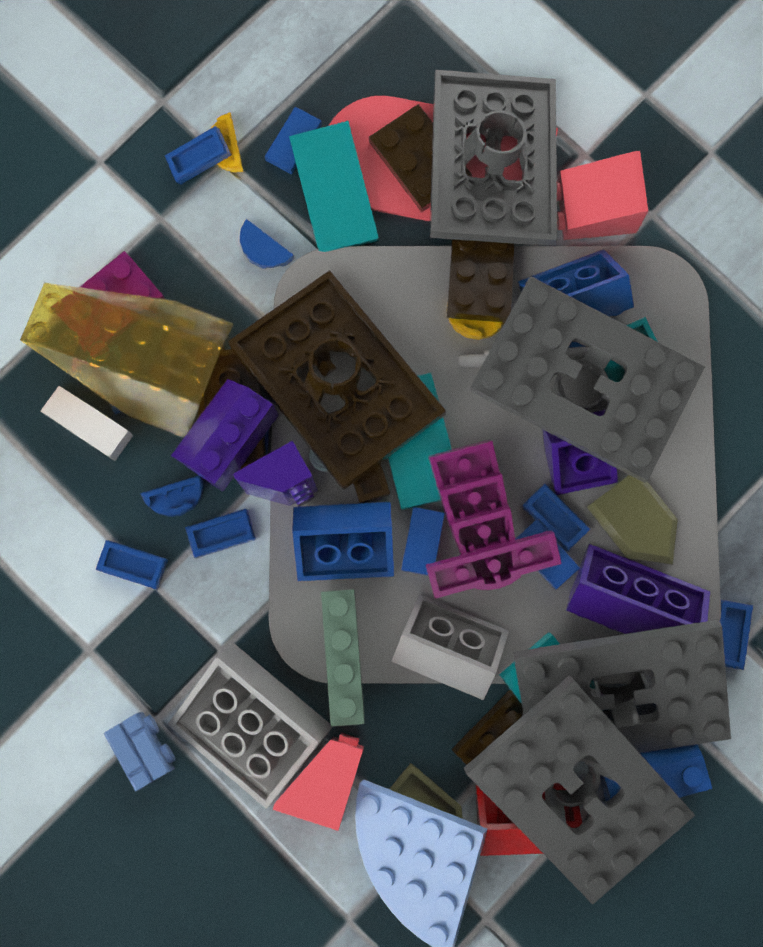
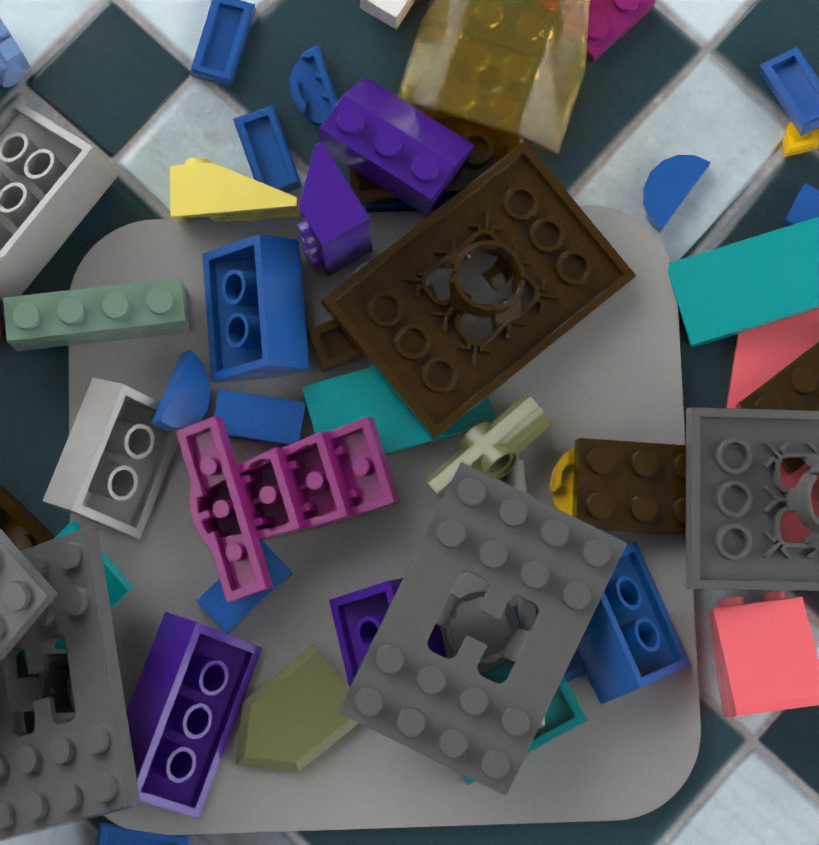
camera: 85 degrees right, 0 degrees up
(254, 565) = (224, 195): none -> light yellow slope
(406, 593) = (185, 395): none -> blue tile
(452, 375) = (494, 445): none -> olive piece
(556, 516) = (296, 600): blue tile -> none

